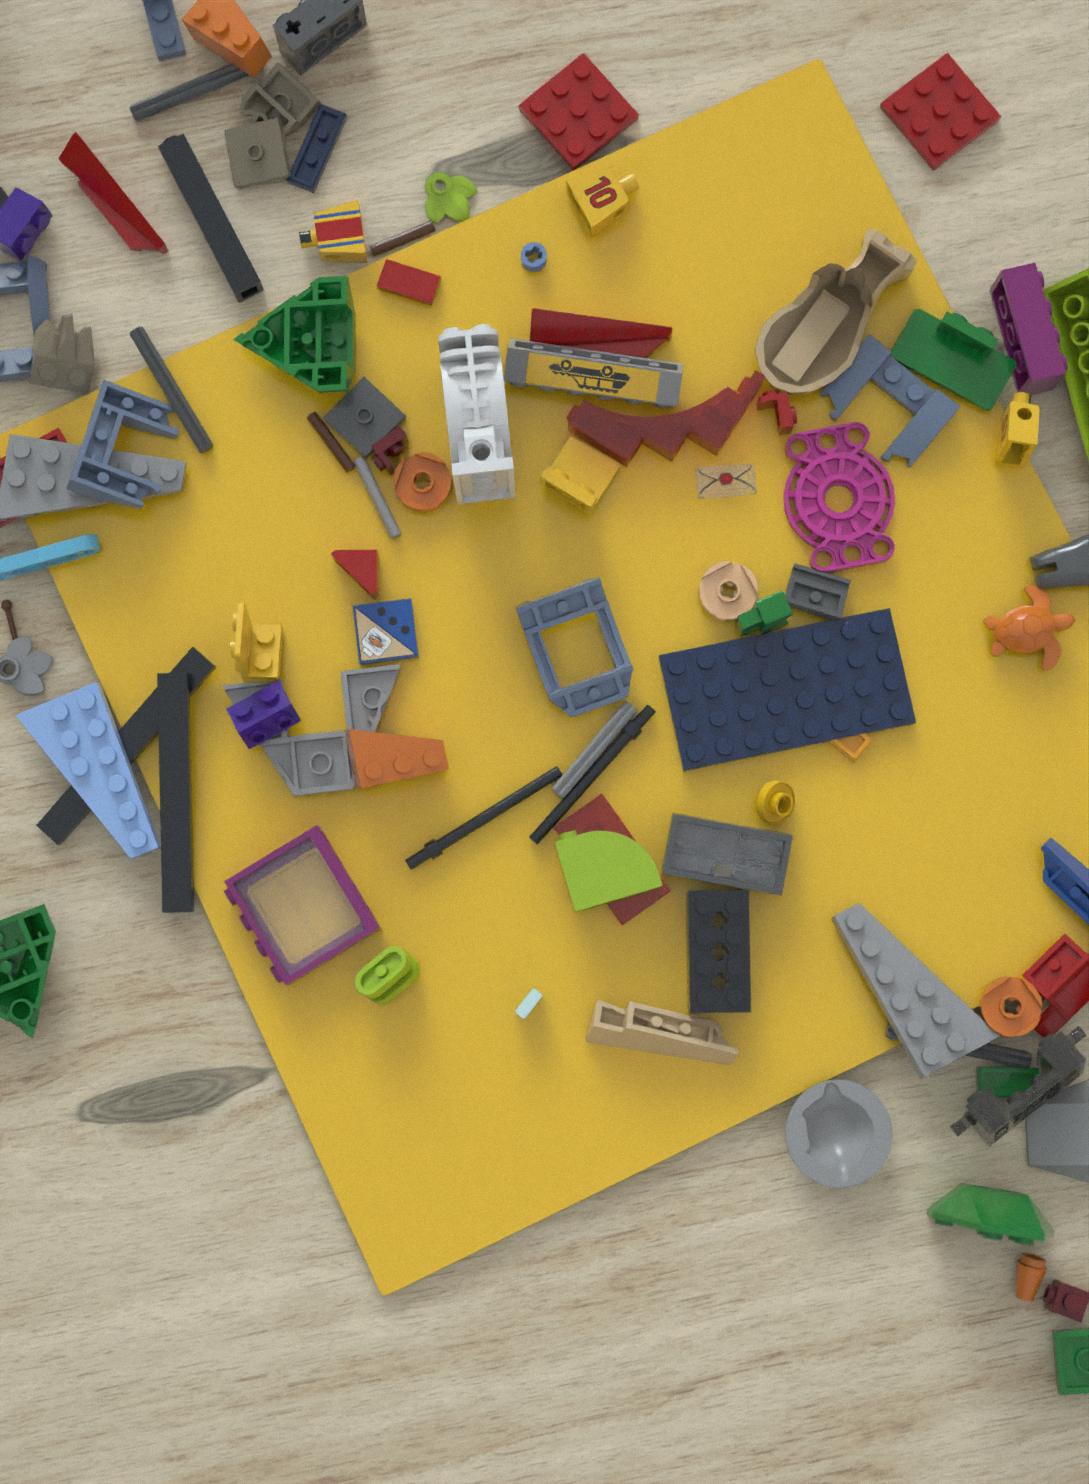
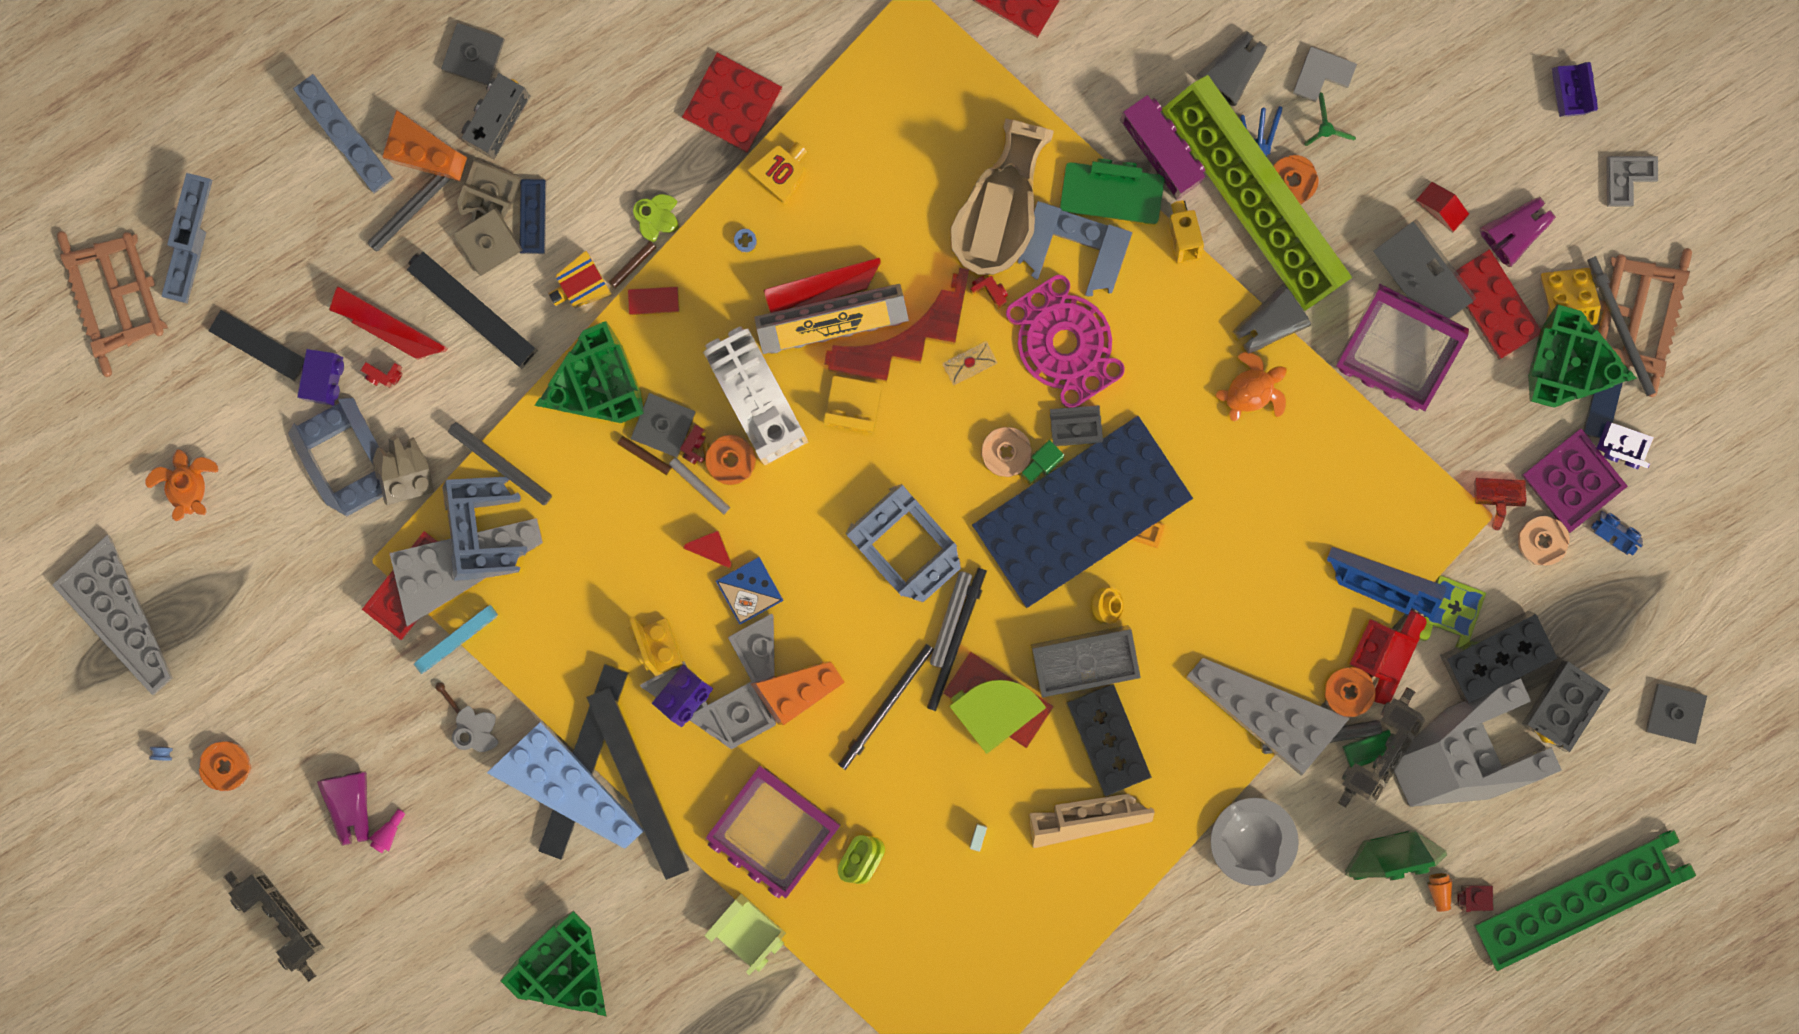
camera: 20 degrees left, 5 degrees up
(91, 255) = (375, 376): none -> red bracket
(228, 1008) = (747, 933): none -> yellowish green panel

